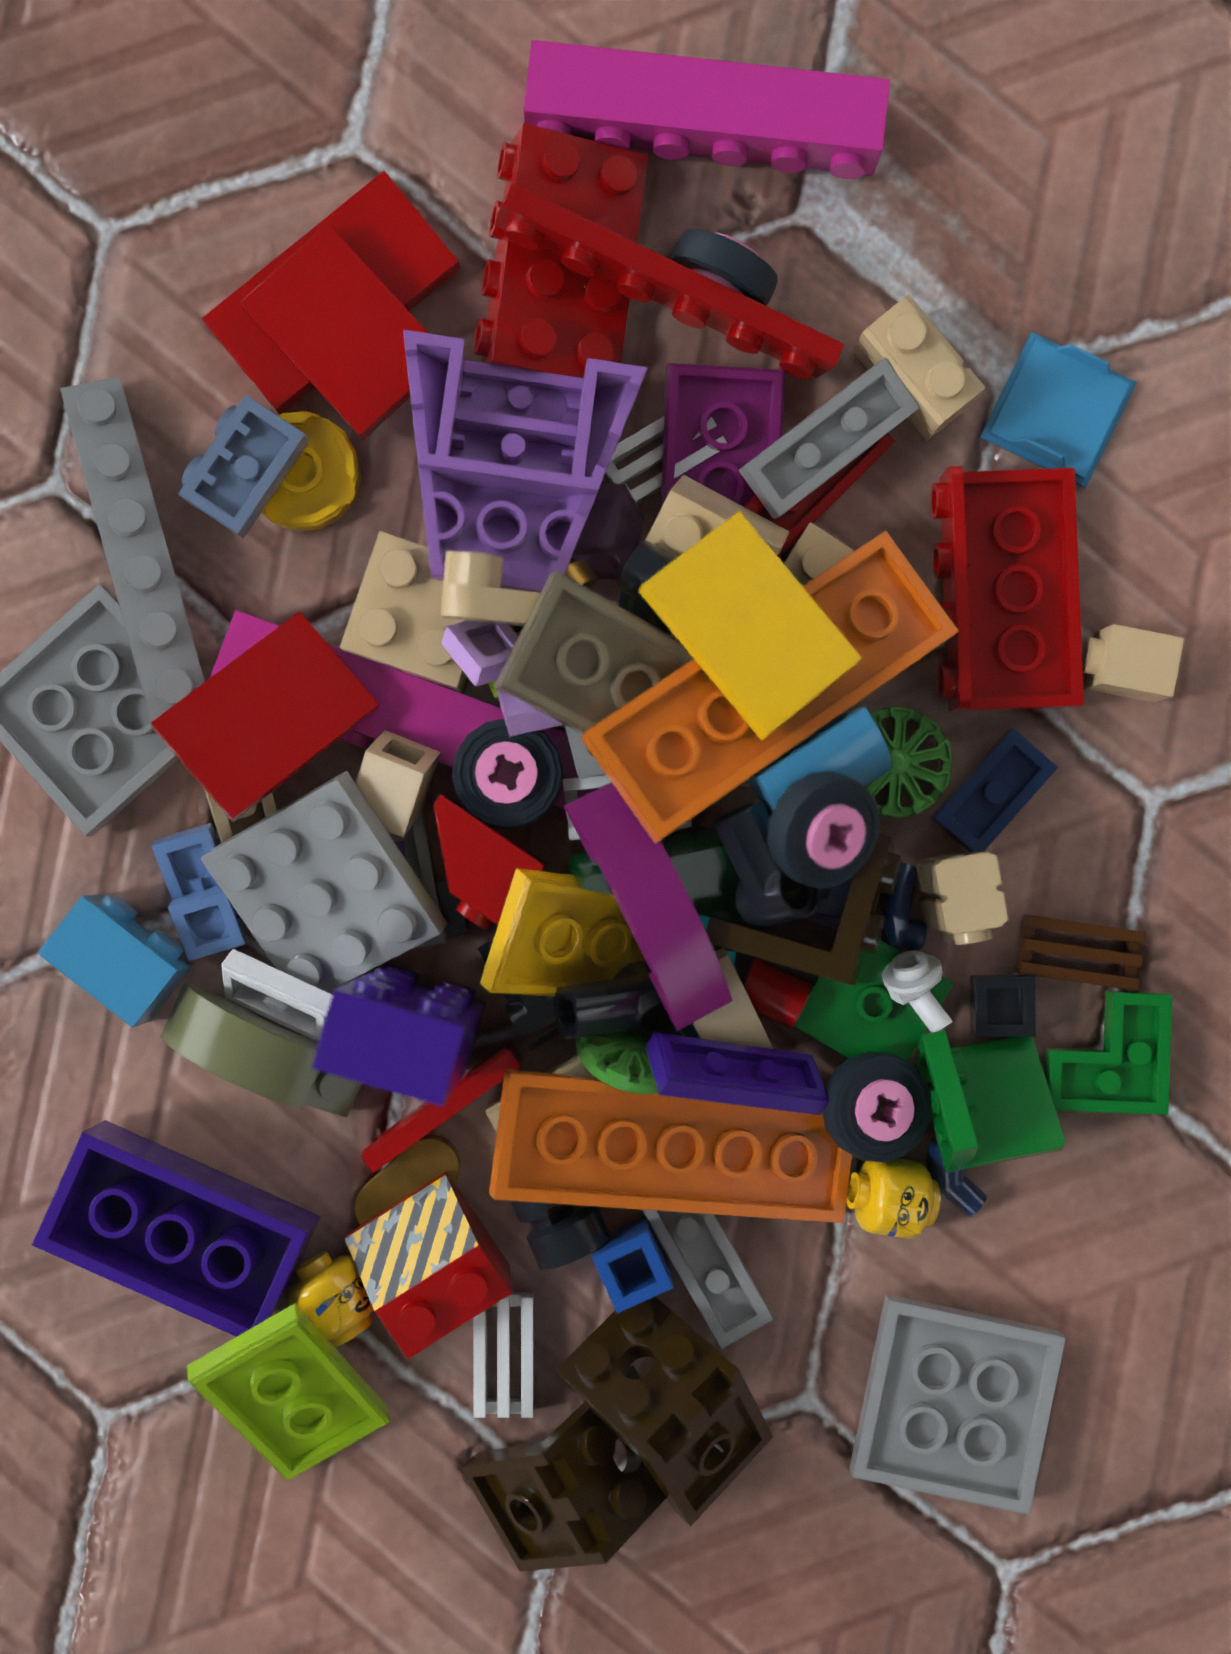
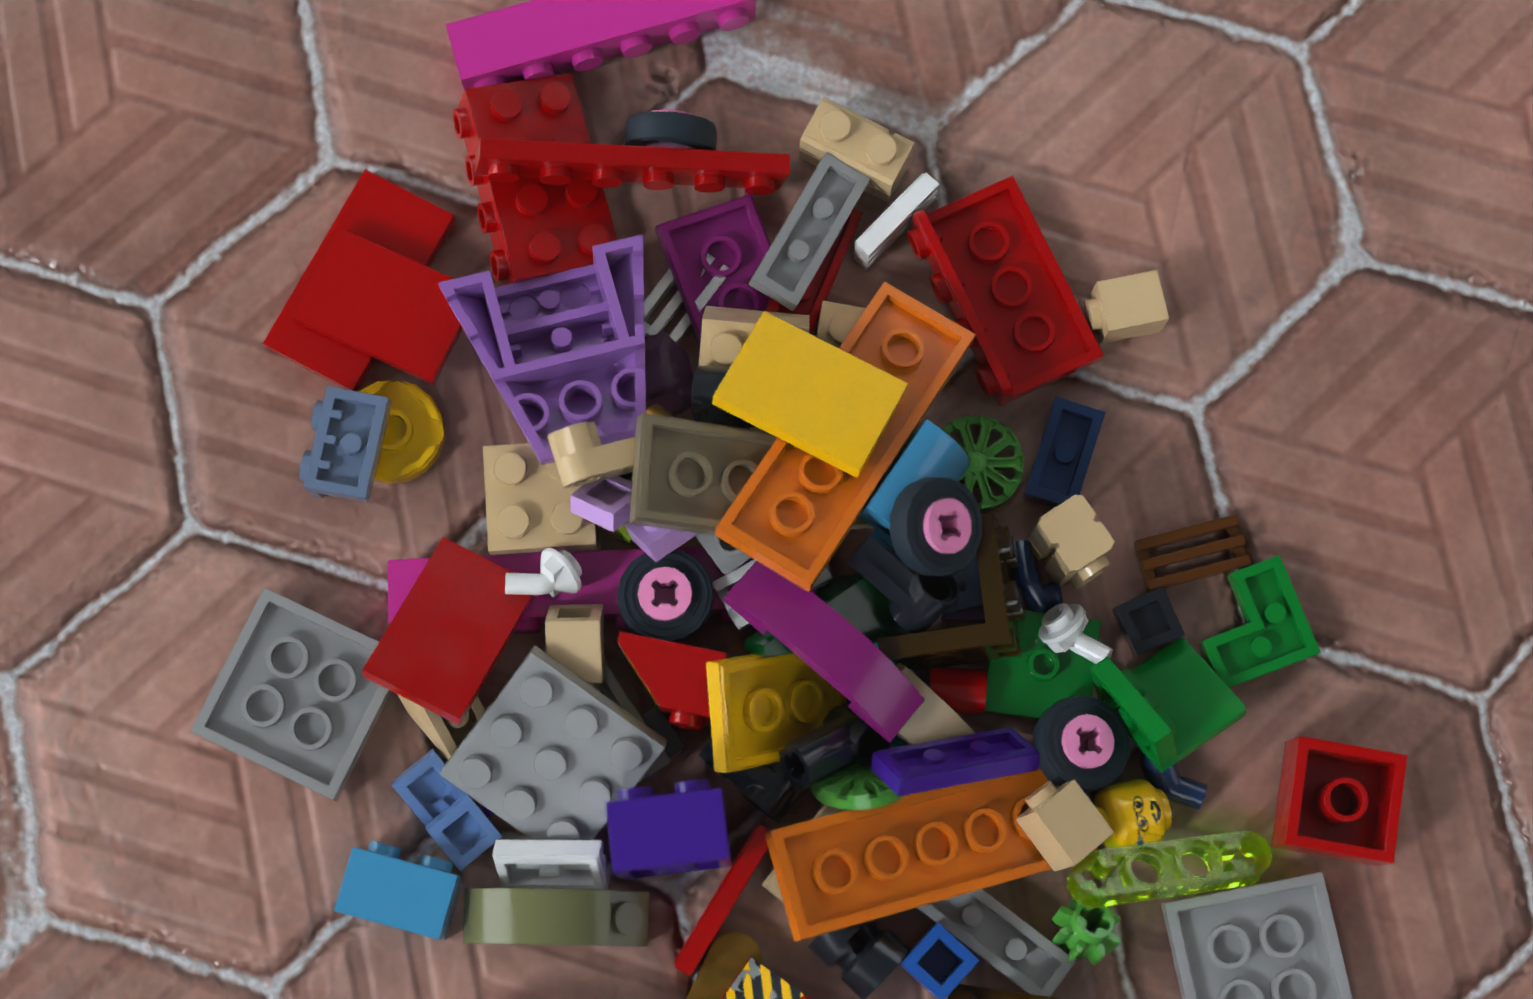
camera: 25 degrees left, 10 degrees down
(133, 542) = (281, 545): light grey plate -> none
(403, 701) = (557, 574): none -> white plate
(798, 1292) = (1086, 931): none -> bright green gear
(821, 1185) = (1063, 824): none -> tan brick
(911, 1266) = (1167, 861): none -> clear neon green beam
(926, 464) = (895, 220): none -> white tile
(1058, 407) = (981, 135): dark azure piece -> none
(1117, 1278) = (1339, 801): none -> red brick

